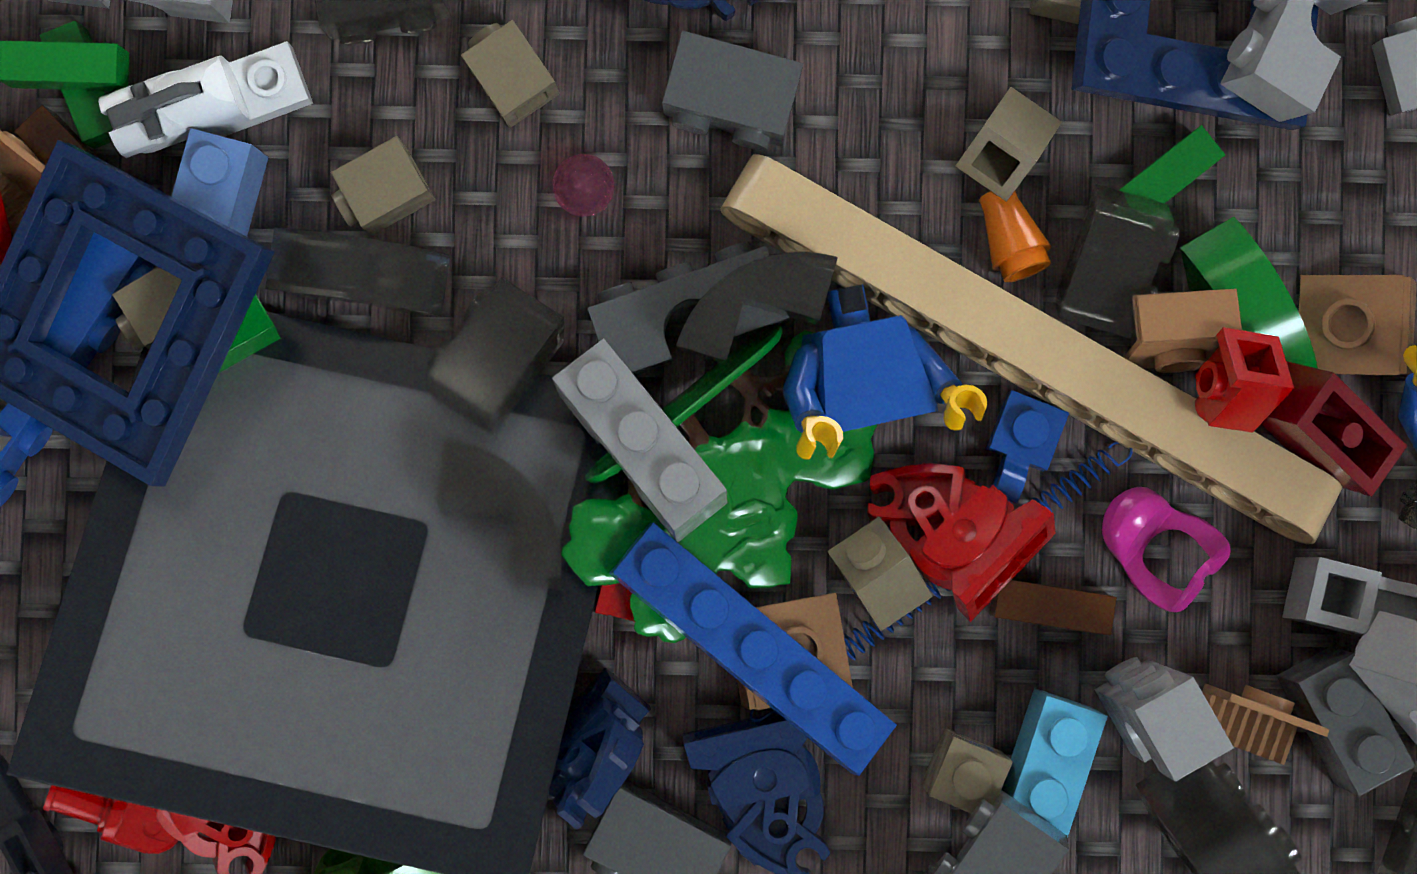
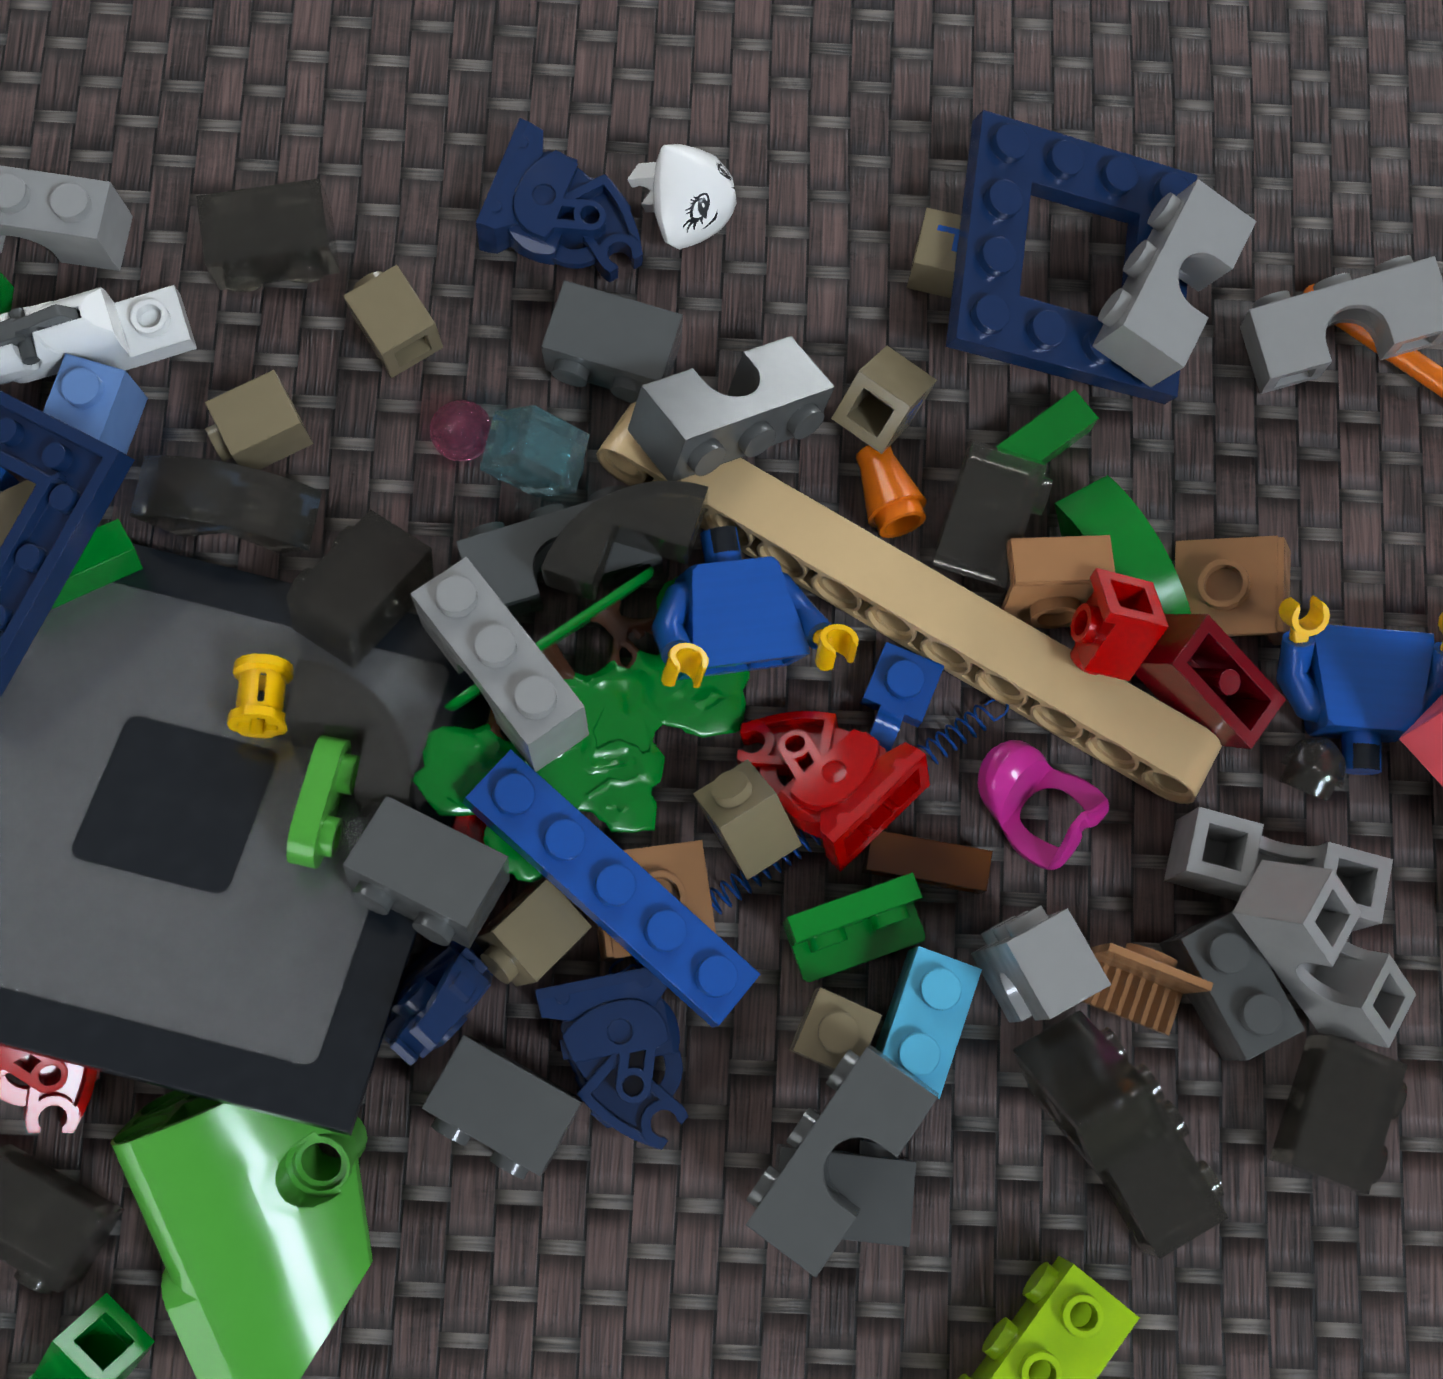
camera: 10 degrees left, 10 degrees down
(418, 452) = (270, 712): none -> yellow bush
(472, 606) = (314, 826): none -> bright green plate
(579, 646) = (426, 874): none -> dark grey brick
(673, 210) = (535, 451): none -> clear light blue brick
(676, 689) = (530, 934): none -> dark tan brick
(821, 191) = (696, 429): none -> dark grey arch
(985, 672) = (855, 928): none -> green bracket

